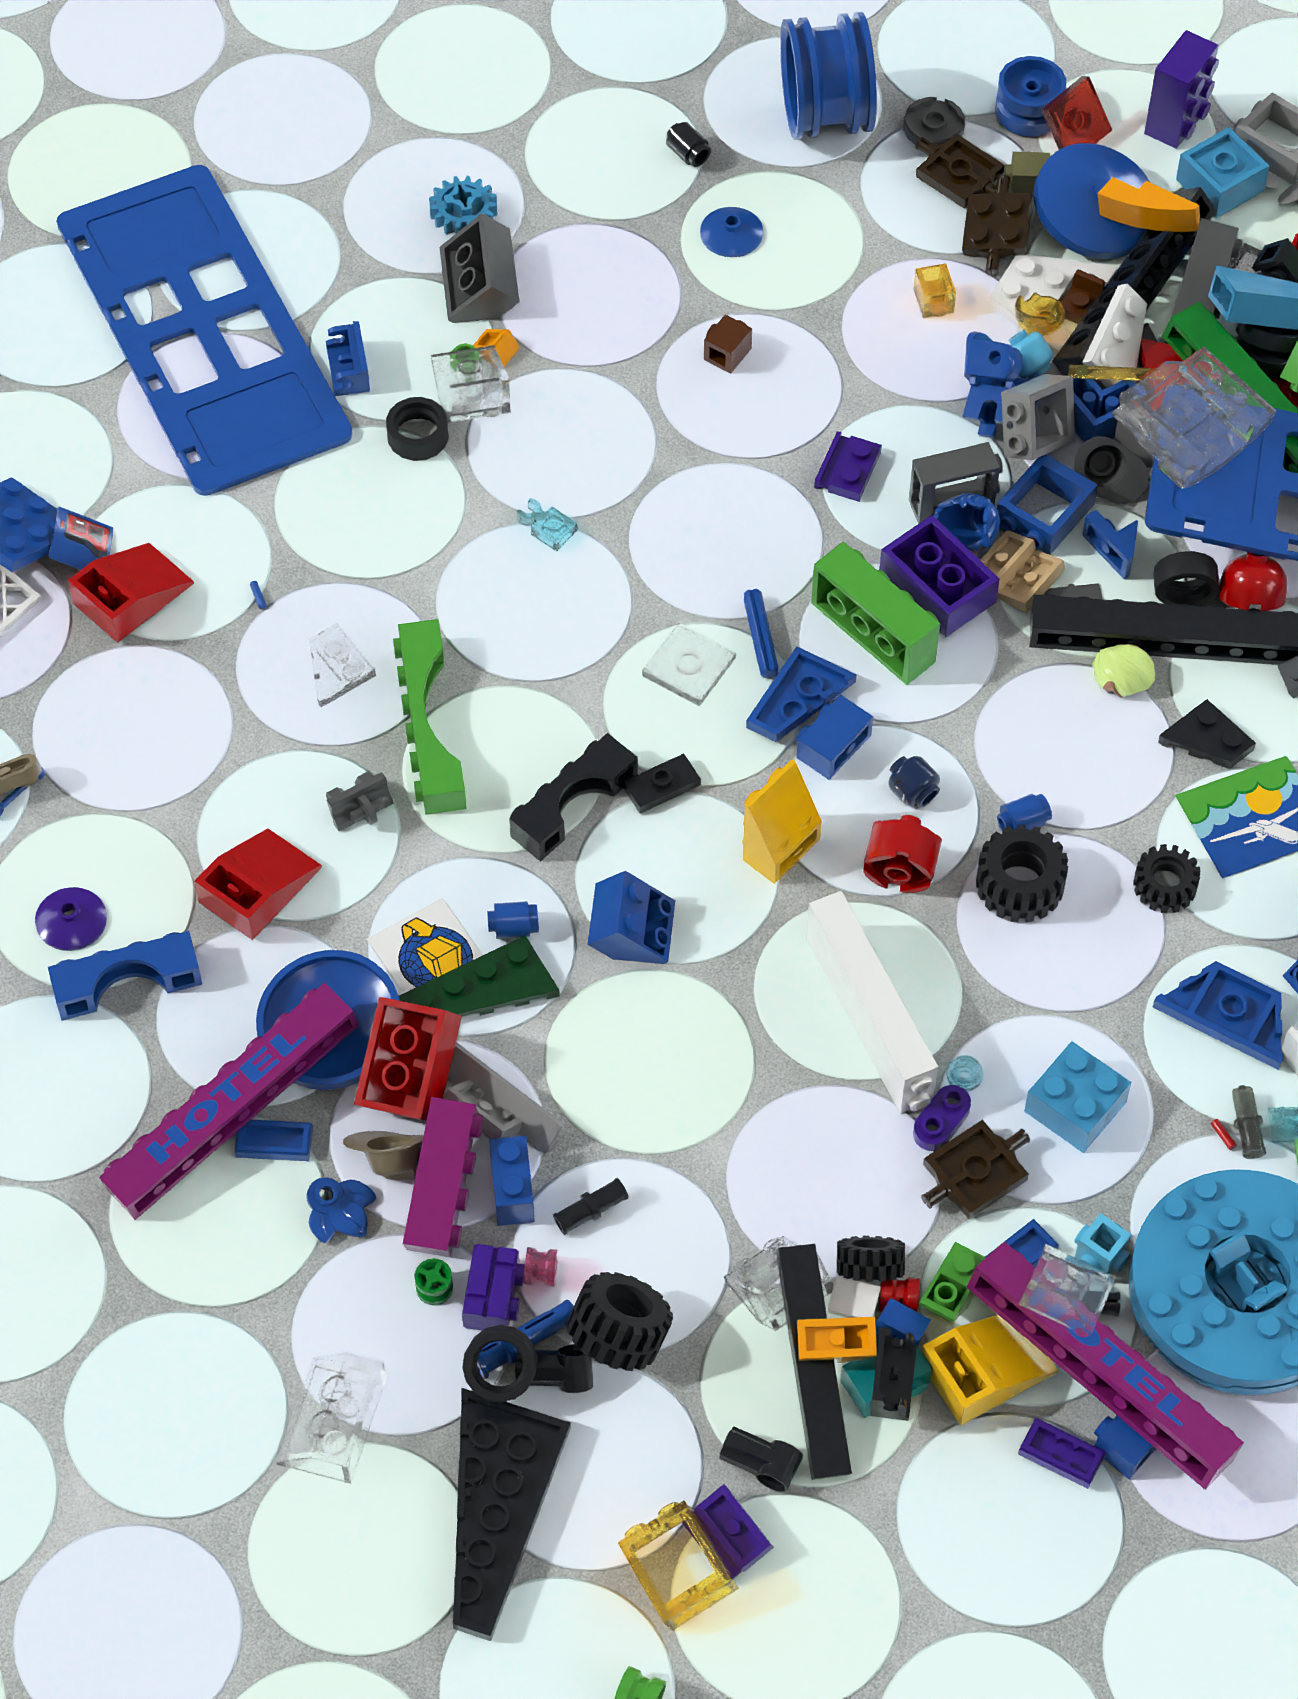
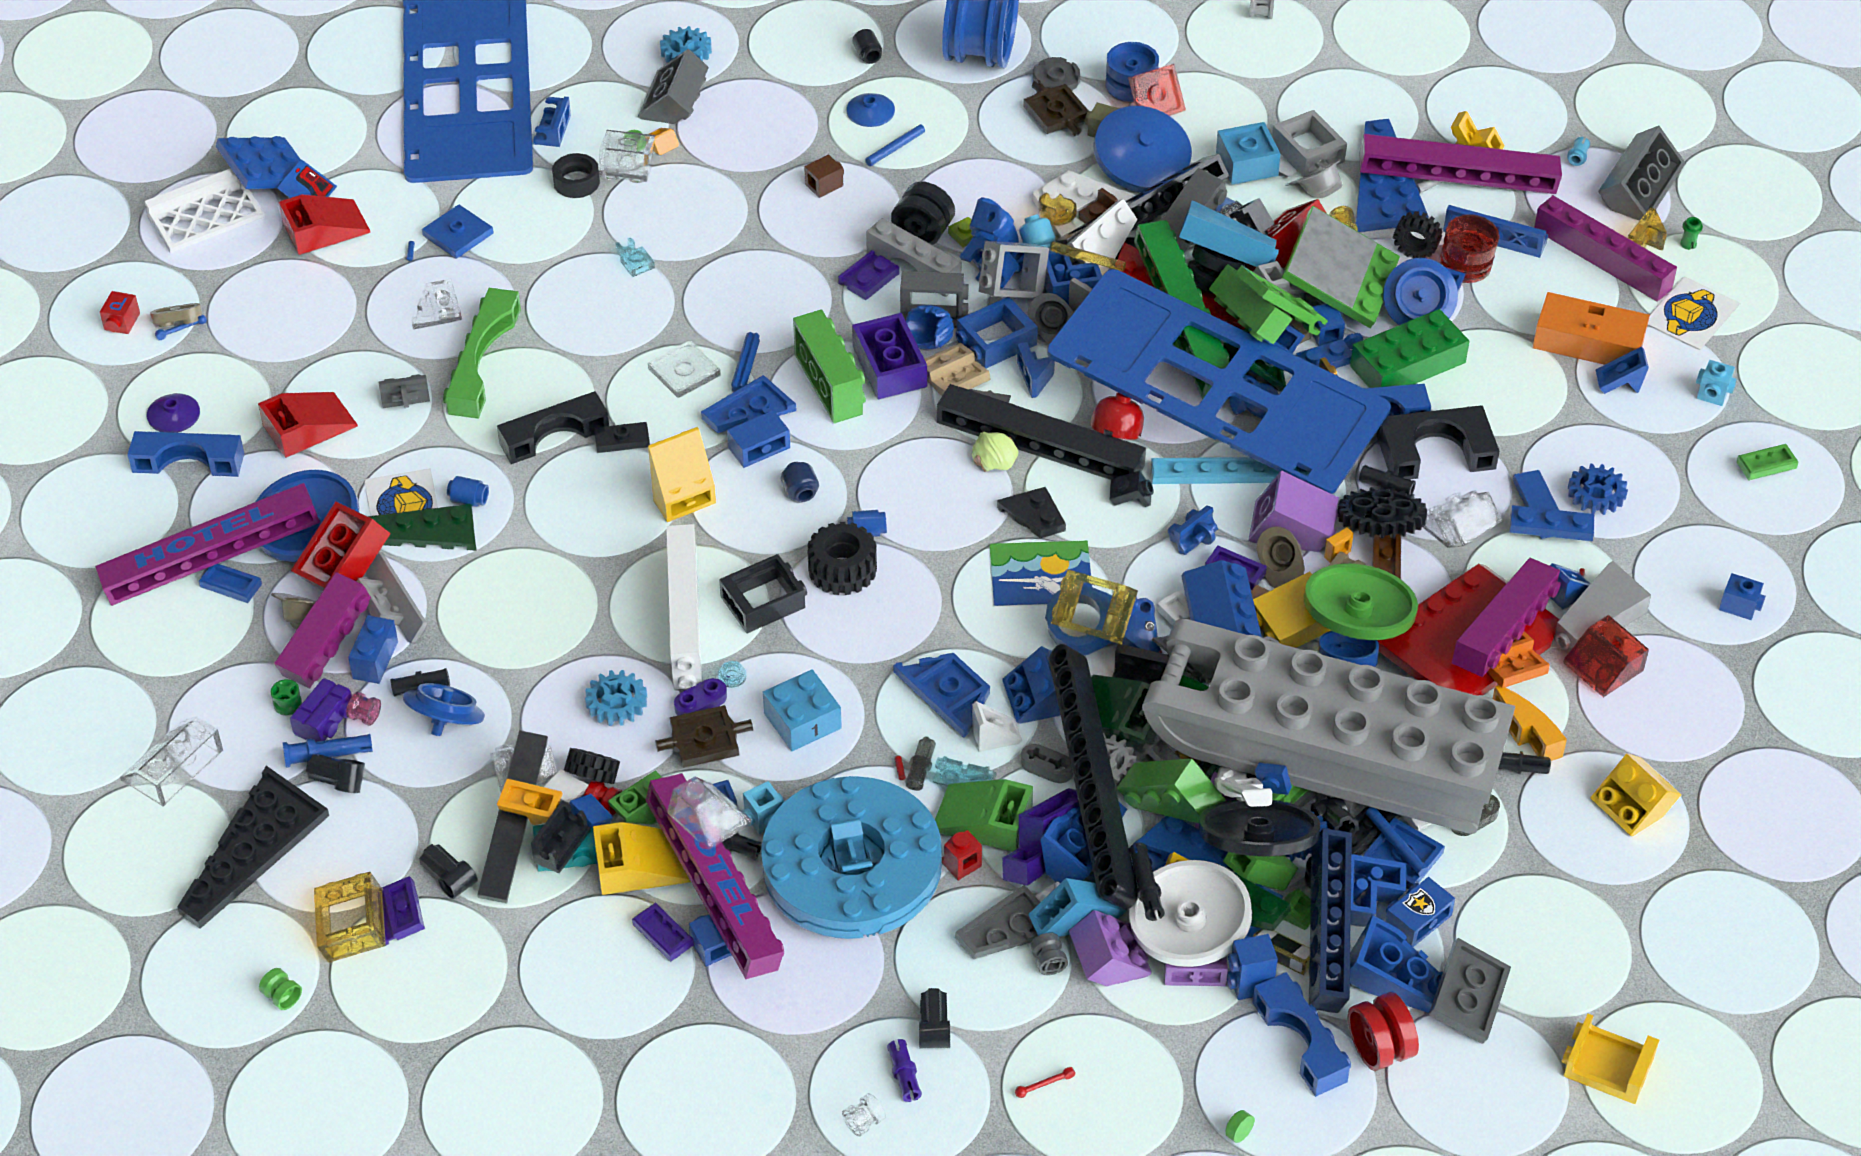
camera: 20 degrees right, 10 degrees down
(305, 550) = (457, 231): none -> blue plate
(340, 1213) = (250, 637): blue plate -> none
(476, 1381) = (274, 746): black tyre -> none
(619, 1321) = (392, 751): black tyre -> none
(631, 920) = (549, 514): blue slope -> none
(646, 1234) = (444, 705): none -> blue piece
(788, 274) = (895, 145): none -> bar
(843, 1134) = (616, 697): none -> dark azure gear
(870, 416) = (895, 242): none -> light grey arch
(884, 366) = (924, 211): none -> black wheel
(902, 854) = (760, 521): red brick -> none
(930, 976) = (753, 576): none -> black window
(934, 290) = (992, 178): clear yellow brick -> none
(934, 373) = (961, 231): none -> lime plate
(997, 224) = (1062, 147): dark brown plate -> none
(1147, 207) = (1166, 154): light orange slope -> none
(1166, 861) = (949, 580): black tyre -> none
(1182, 89) = (1241, 88): dark purple brick -> none
(1186, 565) = (1073, 391): black tyre -> none
(1193, 416) = (1112, 289): clear slope -> none

